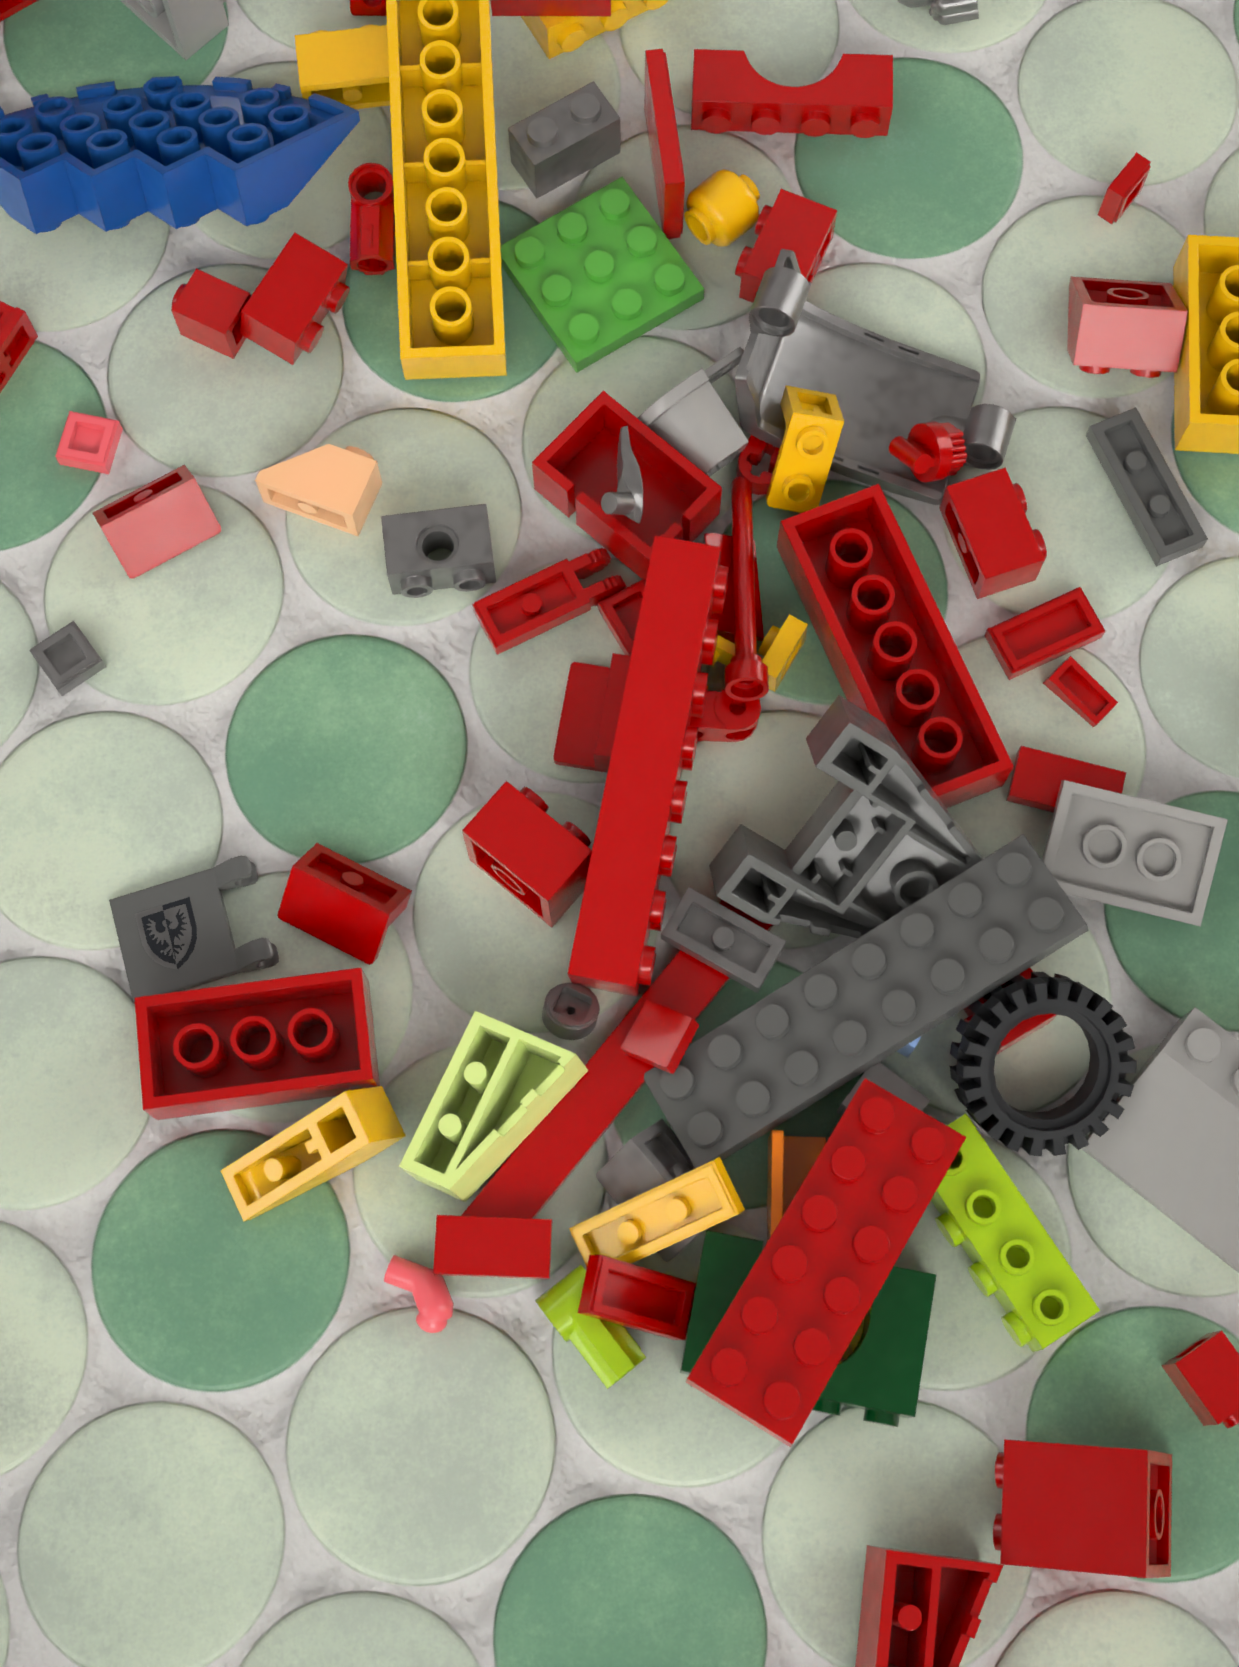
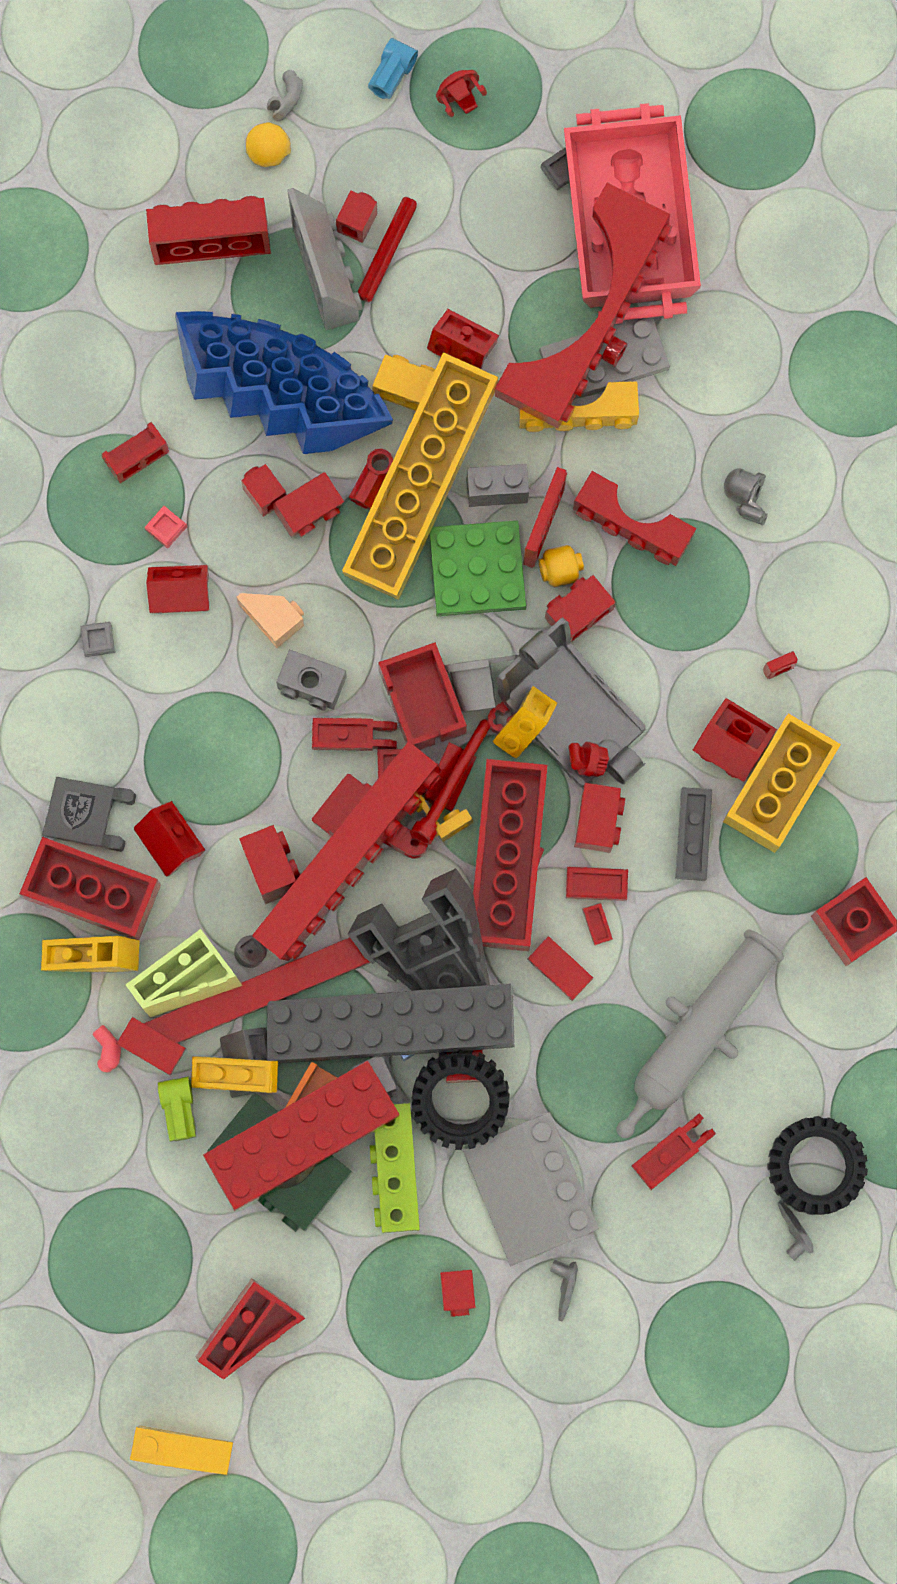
camera: 25 degrees right, 5 degrees up
(629, 494) = (417, 704): flat silver bar -> none
(636, 1297) = (205, 1105): red tile -> none
(660, 1036) = (284, 987): red tile -> none
(723, 939) = (341, 956): flat silver plate -> none
(1084, 1508) = (362, 1316): red slope -> none
(1133, 852) = (569, 1019): light grey plate -> none

